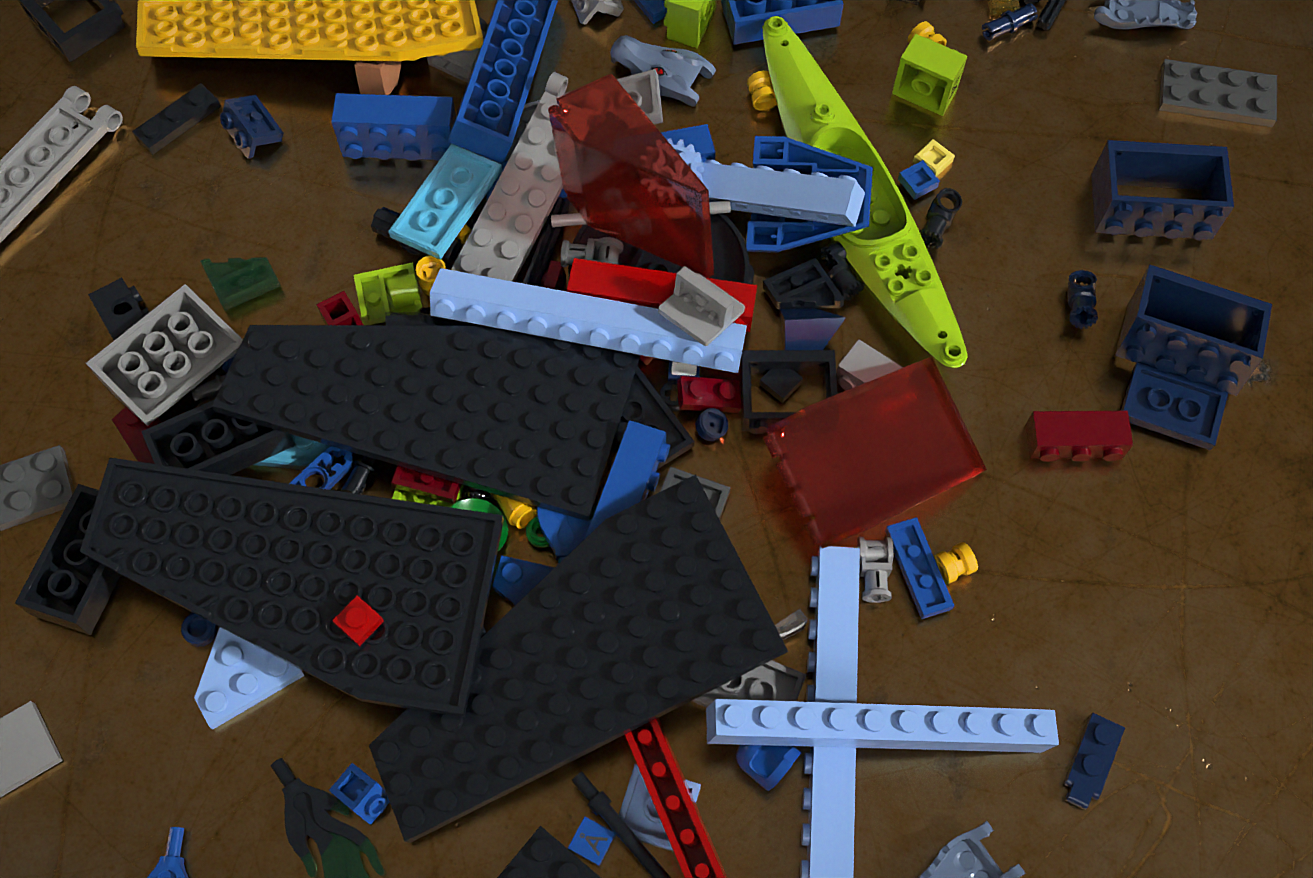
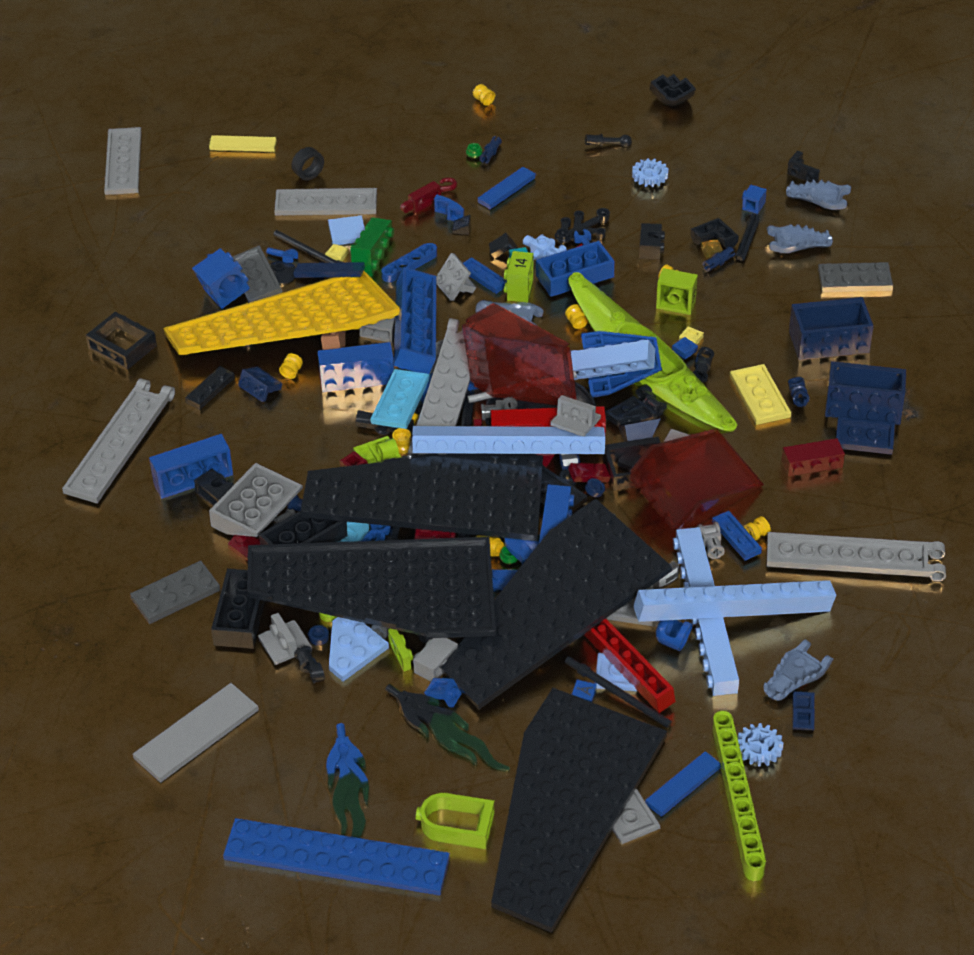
camera: 10 degrees left, 20 degrees down
(73, 267) = (178, 468): none -> blue brick
(139, 633) = (282, 639): none -> light grey bracket
(163, 690) = (309, 664): none -> black connector
(240, 279) = (283, 461): clear green wing -> none
(306, 101) = (290, 366): none -> yellow wheel
(316, 704) = (398, 646): none -> lime plate
(358, 620) = (422, 596): red plate -> none
(359, 725) = (432, 657): none -> light grey brick
(1019, 289) = (760, 394): none -> light yellow tile
(1092, 760) = (859, 607): dark blue hinge -> none
(1107, 649) = (855, 555): none -> light grey hinge

